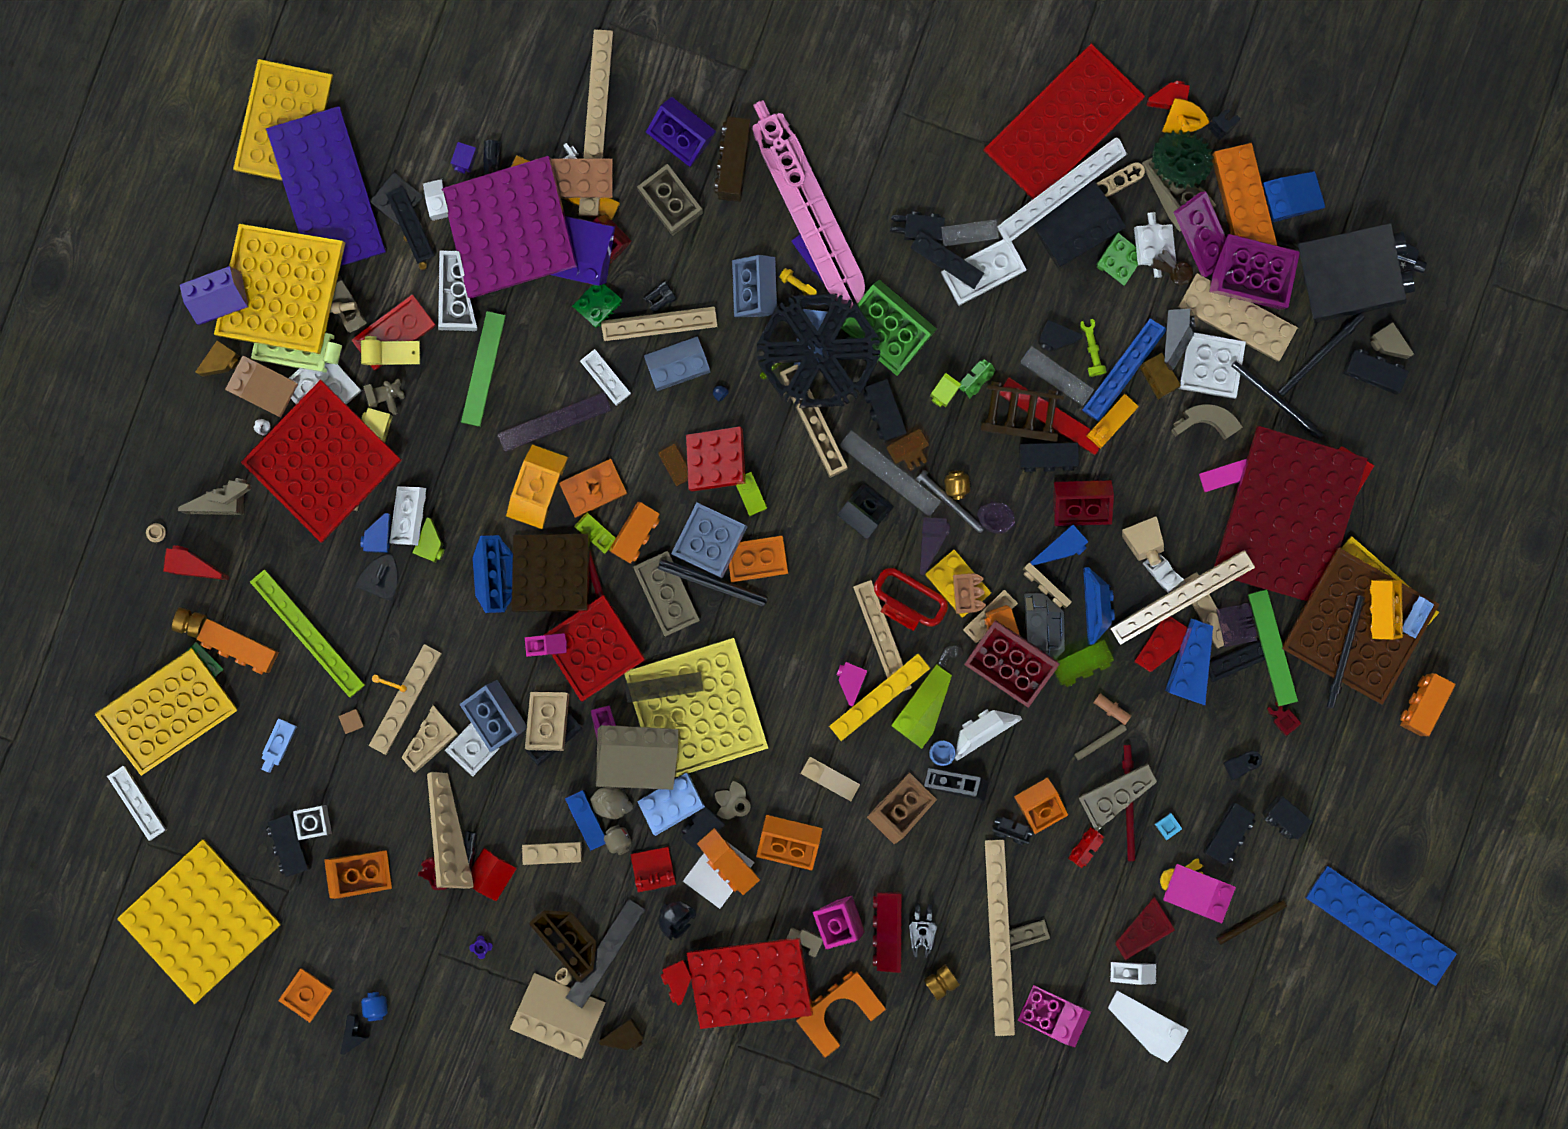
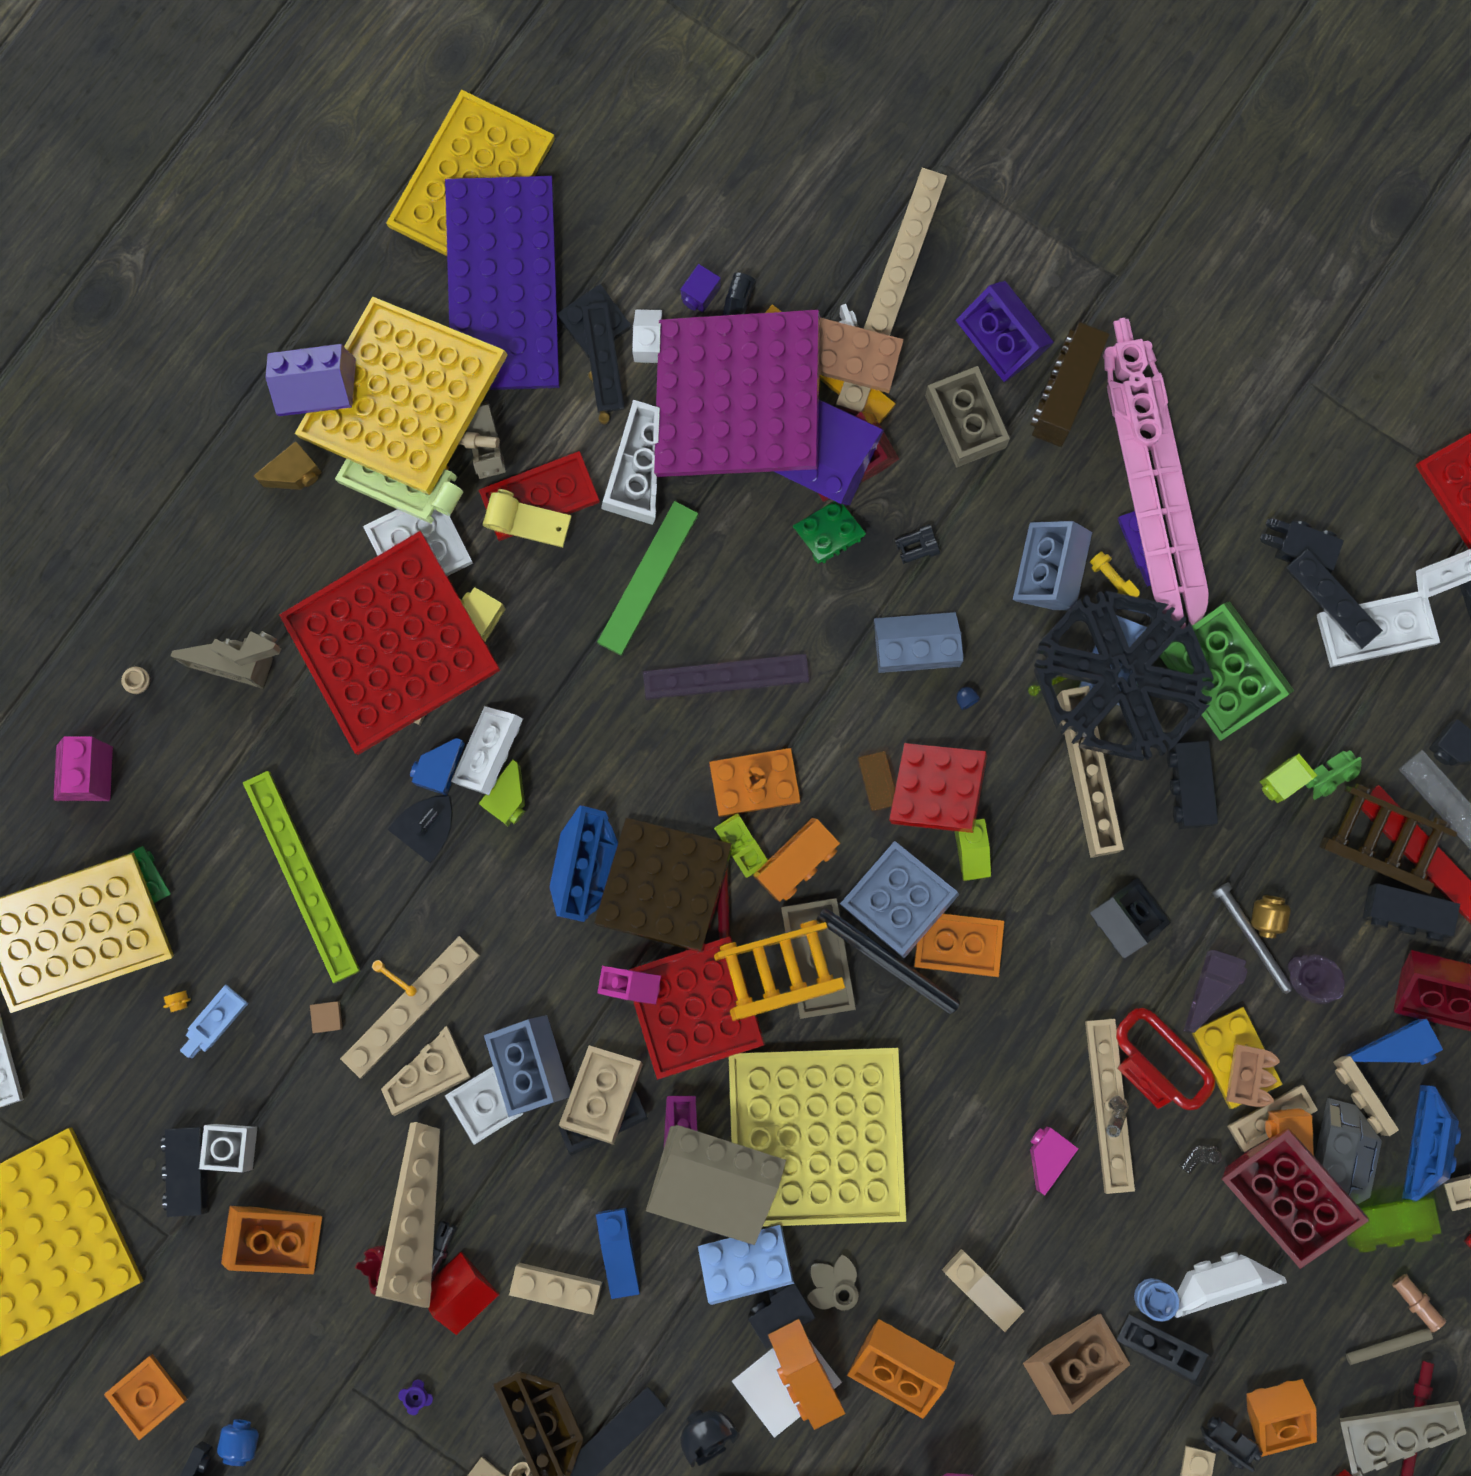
camera: 15 degrees right, 5 degrees down
(138, 603) = (82, 770): none -> dark pink slope
(182, 562) = (157, 729): red slope -> none
(188, 622) = (138, 814): pearl gold wheel -> none
(238, 646) = (199, 867): orange brick -> none
(249, 738) = (176, 1001): none -> light orange plate
(261, 386) = (337, 519): medium nougat slope -> none
(264, 430) = (327, 579): white hinge -> none
(385, 393) = (507, 574): dark tan piece -> none
(535, 486) = (676, 758): light orange slope -> none
(605, 377) = (813, 634): white plate -> none
(611, 803) = (659, 1239): dark tan hair -> none
(617, 840) = (654, 1295): dark tan head -> none
(641, 627) = (772, 998): none -> light orange fence
(653, 869) = (693, 1352): red hinge -> none
(659, 323) = (907, 580): tan plate -> none
(664, 687) = (780, 1091): clear smoke tile -> none
(880, 697) = (1086, 1192): yellow plate -> none
(888, 643) = (1118, 1116): none -> clear smoke arm
(890, 473) = (1178, 875): clear plate -> none
(909, 449) = (1213, 848): clear orange hinge -> none
(923, 709) = (1140, 1228): lime wedge -> none
(969, 232) = (1373, 570): clear plate -> none

